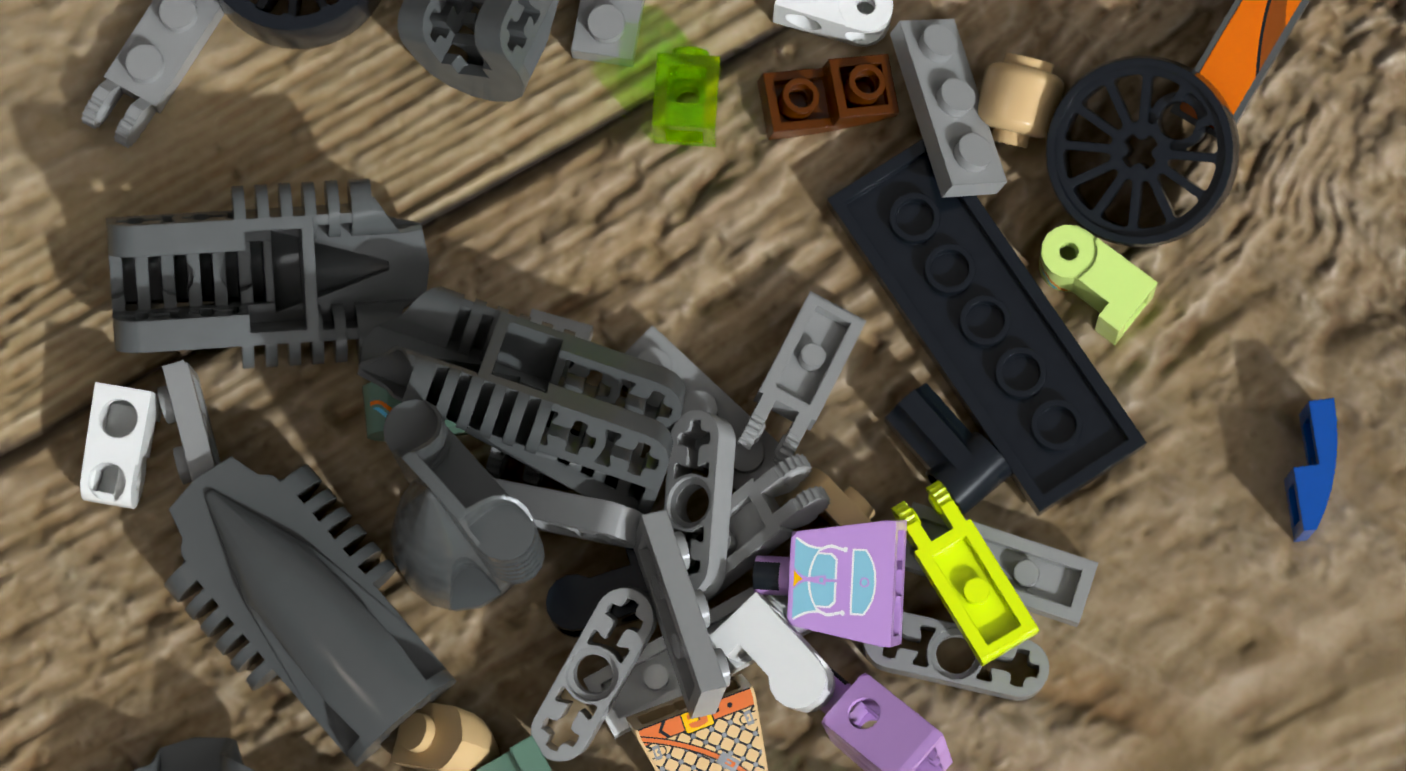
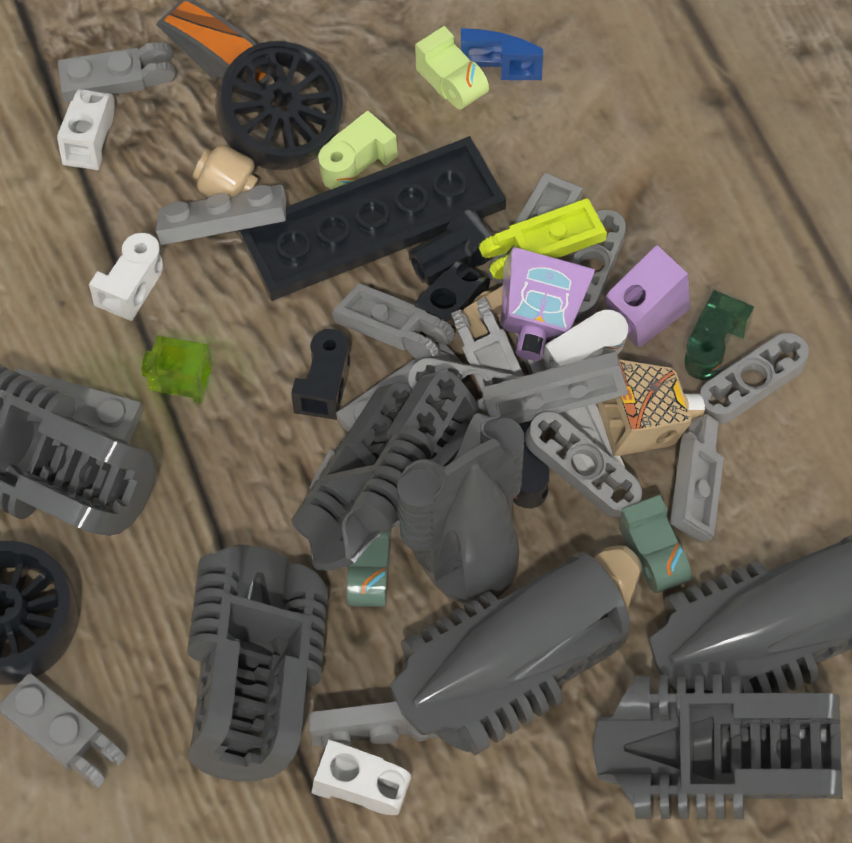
camera: 85 degrees left, 15 degrees down
(709, 302) = (327, 377): none -> black leg
(828, 98) = (195, 290): reddish brown slope -> none
(859, 457) = (452, 292): none -> black leg
(1271, 397) = (449, 69): none -> yellowish green leg

